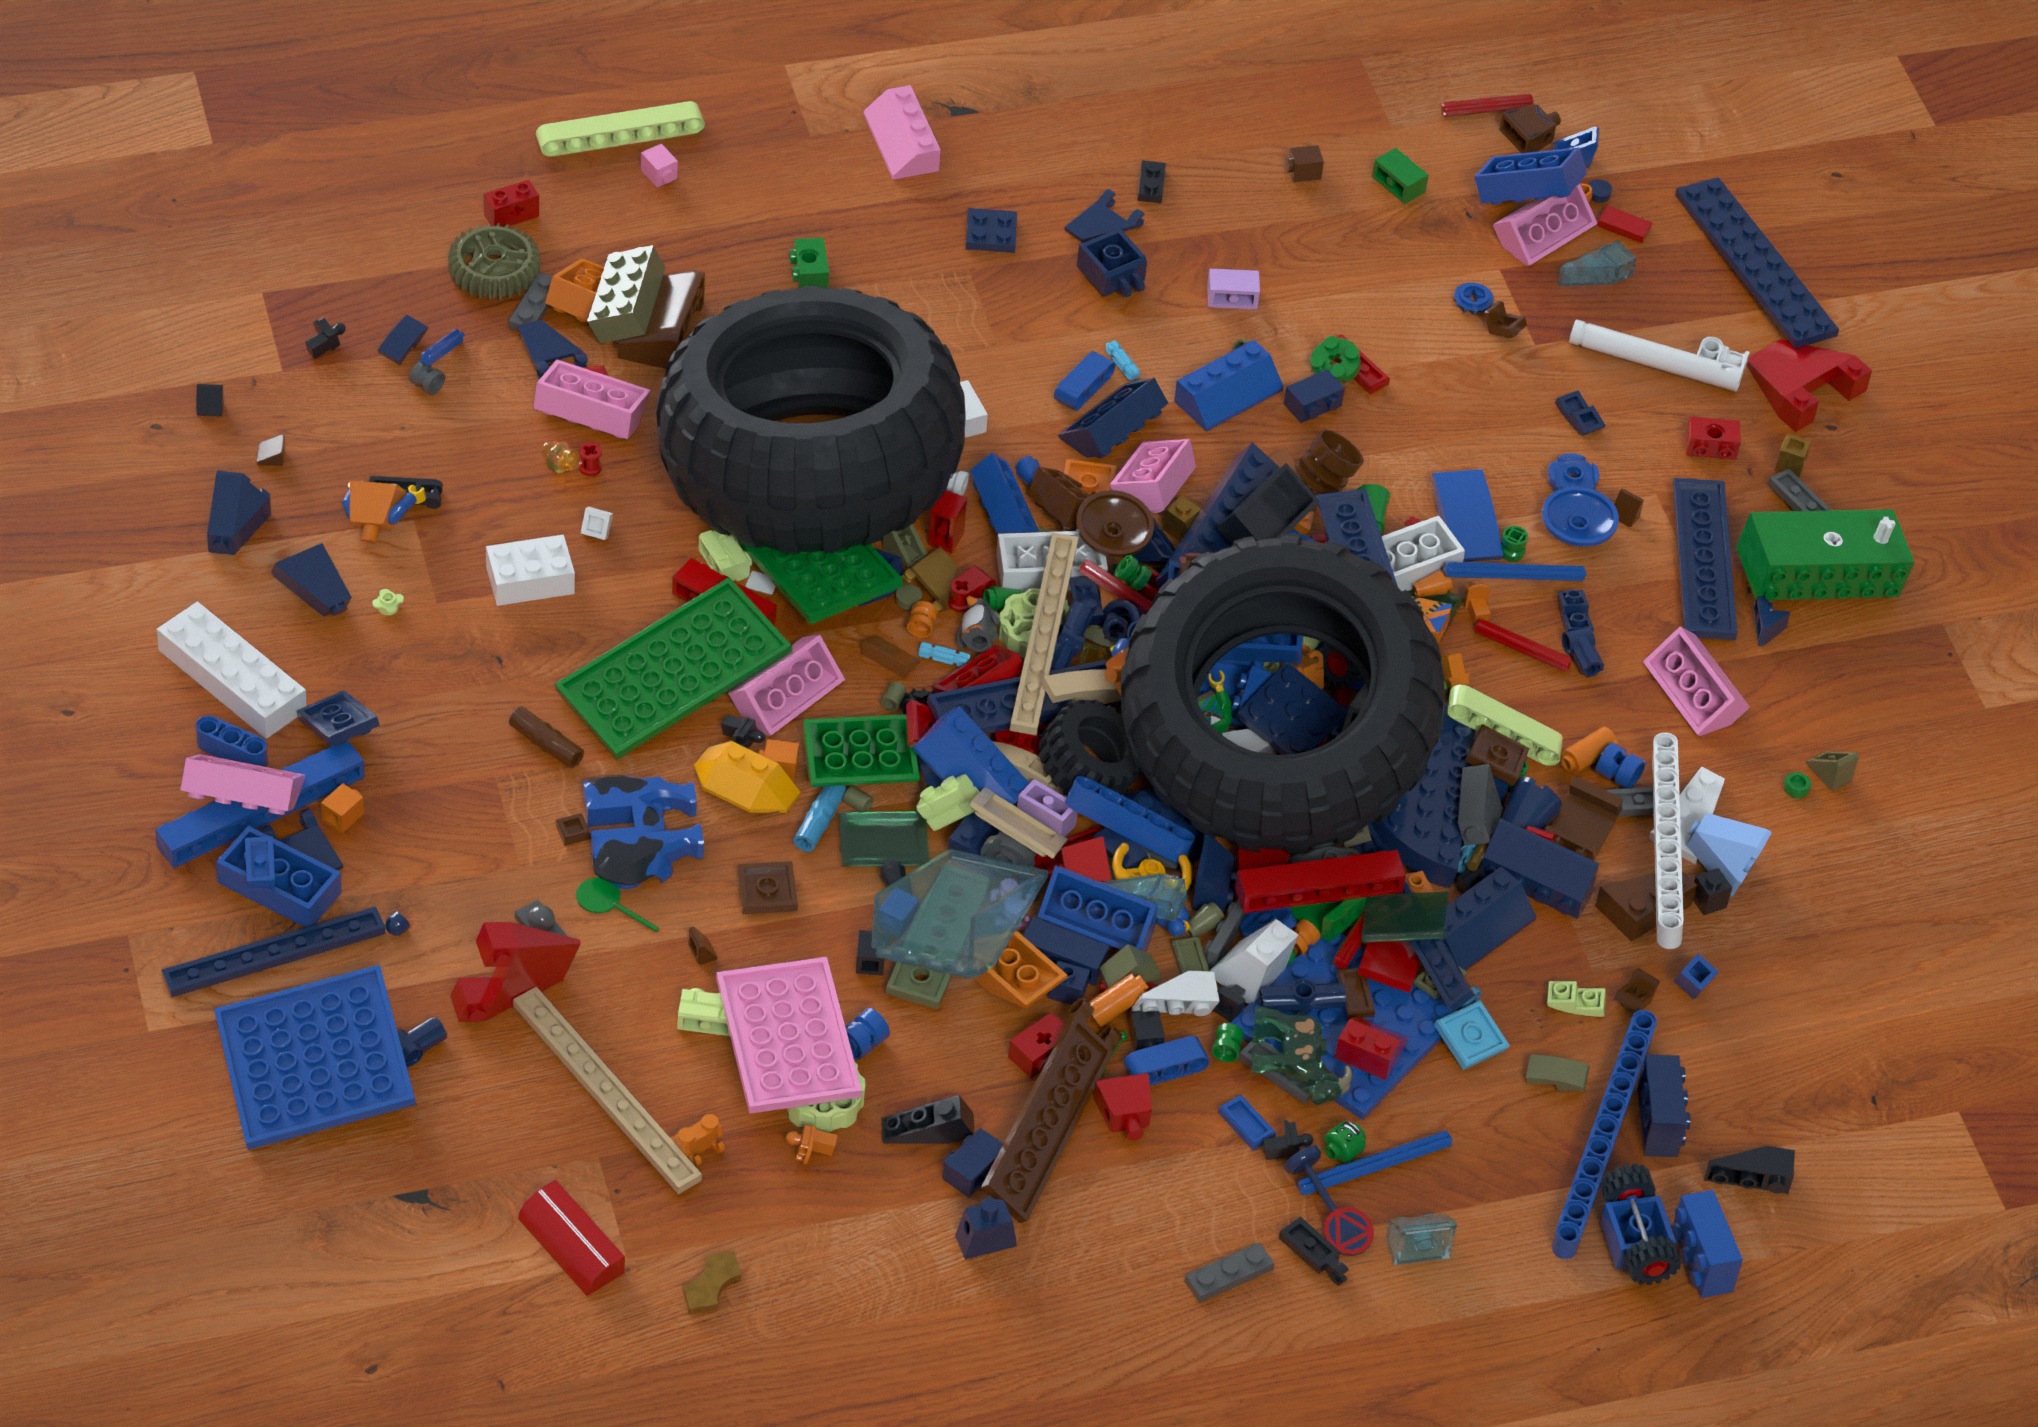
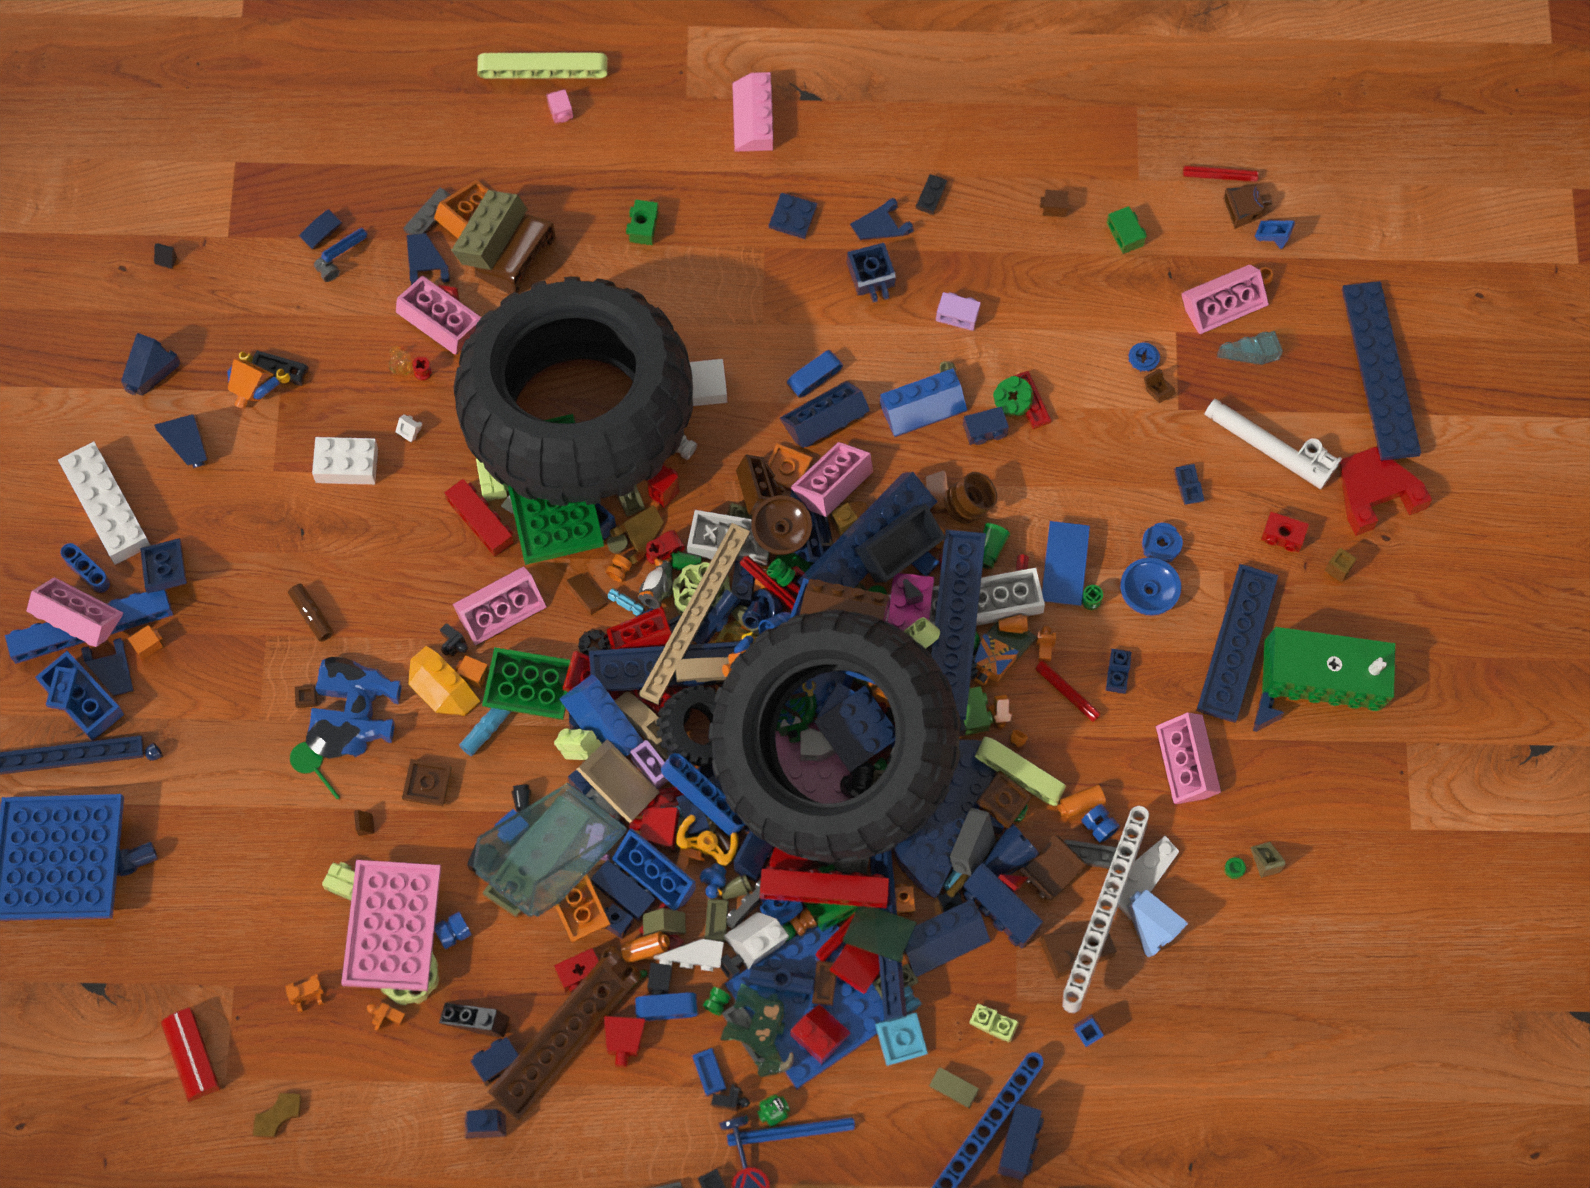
camera: 20 degrees right, 20 degrees up
(272, 451) = (195, 310): slope -> none
(325, 339) = (266, 216): black piece -> none
(387, 602) = (236, 470): yellowish green plate -> none
(499, 277) = (423, 177): olive gear -> none
(511, 204) = (437, 122): red brick -> none
(522, 961) = (209, 821): red wedge -> none
(538, 917) = (255, 777): dark grey tile -> none
(607, 1090) = (255, 933): tan plate -> none
(673, 668) = (418, 575): green plate -> none
(858, 799) = (519, 720): olive hinge -> none
(882, 838) = (525, 758): clear green piece -> none
(893, 696) = (575, 632): olive hinge -> none
(1002, 496) = (714, 475): blue brick -> none
(1026, 469) = (744, 447): blue cone -> none
(1122, 360) = (851, 359): medium azure axle -> none
(1158, 888) = (696, 864): clear light blue slope -> none
(1514, 571) = (1081, 626): blue axle -> none
(1530, 175) = (1222, 259): blue brick -> none
(1582, 647) = (1111, 706): dark blue piece -> none
(1600, 190) = (1281, 274): dark blue tile -> none
(1624, 224) = (1289, 310): red tile -> none
(1628, 507) = (1193, 583): reddish brown slope -> none
(1638, 991) = (1040, 1031): reddish brown bracket -> none
(1711, 891) = (1129, 954): black brick -> none
(1796, 492) = (1335, 605): dark grey plate -> none

